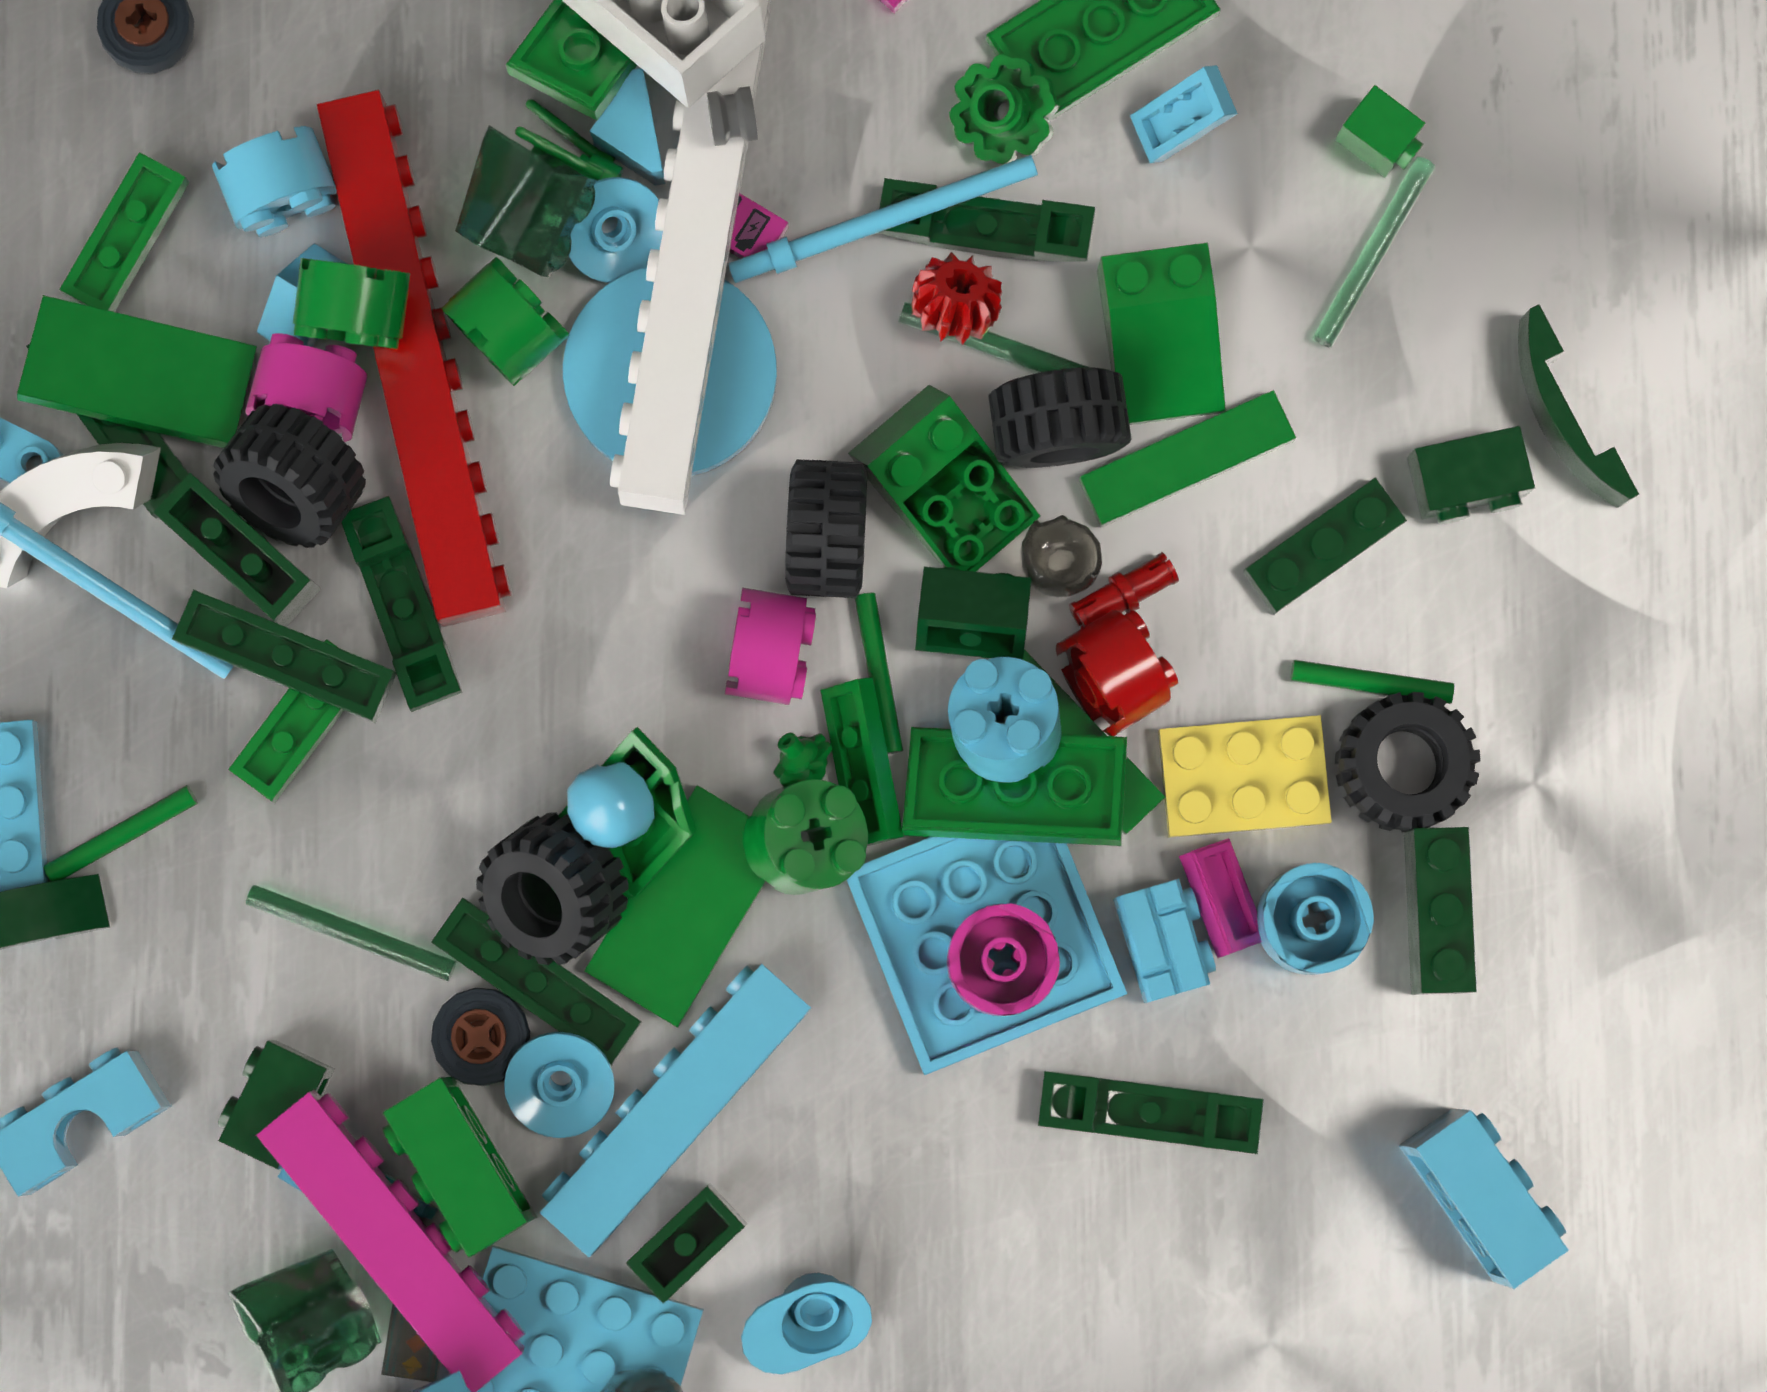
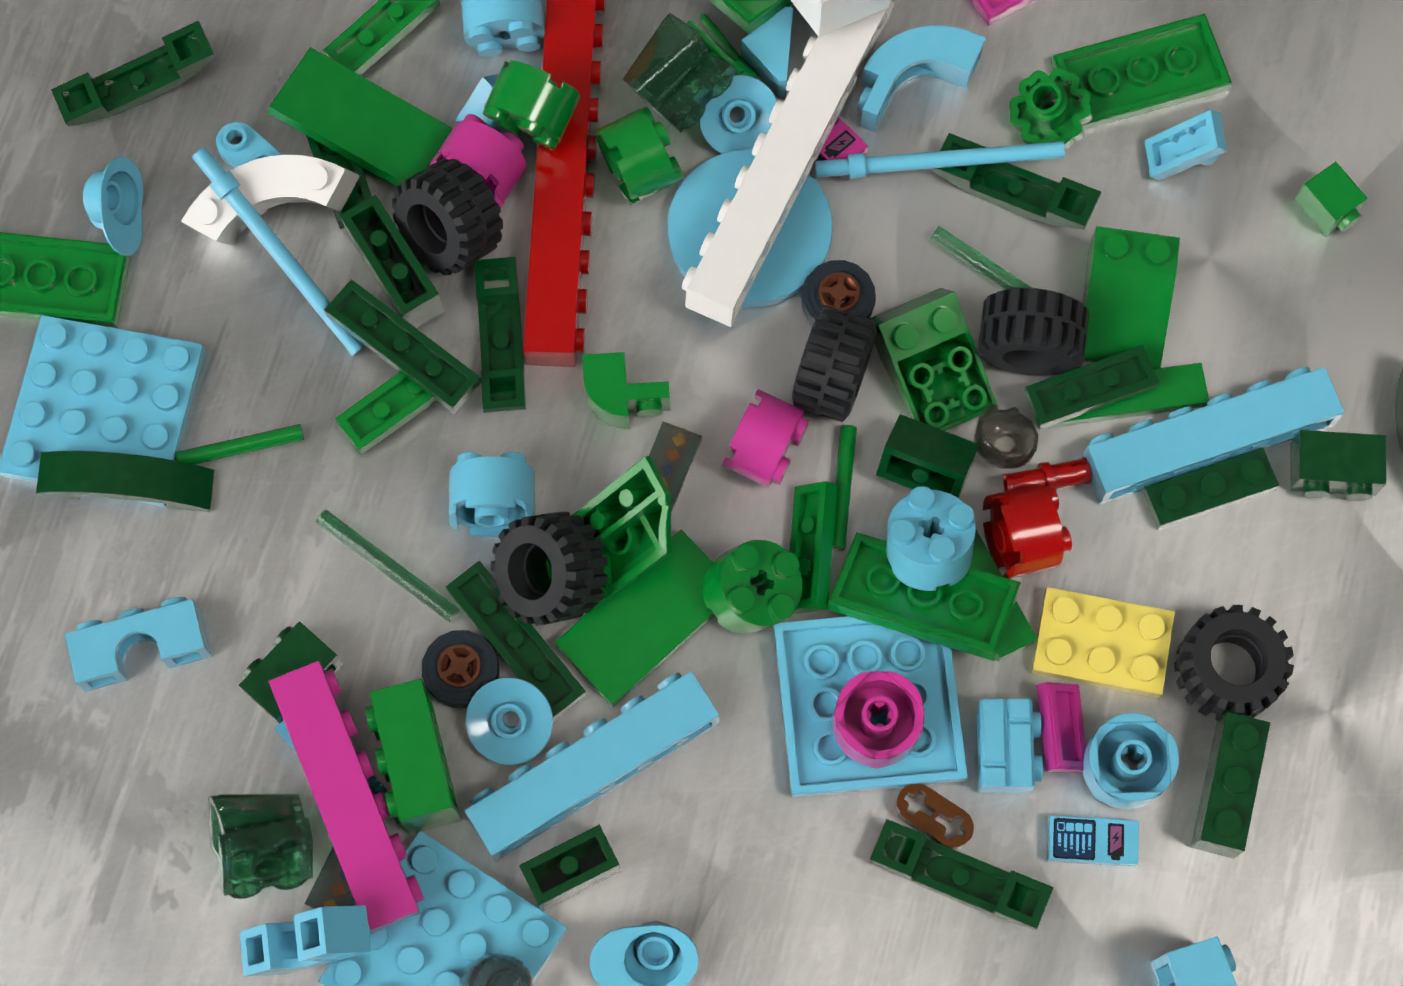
camera: 20 degrees right, 10 degrees down
(452, 812) = (490, 492): none -> medium azure brick
(558, 639) = (613, 398): none -> green brick
(610, 805) = (612, 511): medium azure hair -> none
(660, 701) = (673, 456): none -> clear smoke tile
(732, 116) = (849, 51): dark grey wheel -> none
(802, 758) = (767, 528): green plant -> none
(804, 412) = (841, 282): none -> black wheel
(822, 77) = (913, 54): none -> medium azure arch
(956, 298) = (979, 230): red gear -> none
(1095, 1061) = (940, 807): none -> reddish brown beam
(1148, 464) = (1091, 387): none -> dark green plate
(1295, 1023) = (1093, 841): none -> tile
(1310, 479) = (1211, 434): none -> medium azure brick
(1369, 680) = (1212, 594): green bar -> none
(1374, 252) = (1303, 286): clear green bar -> none

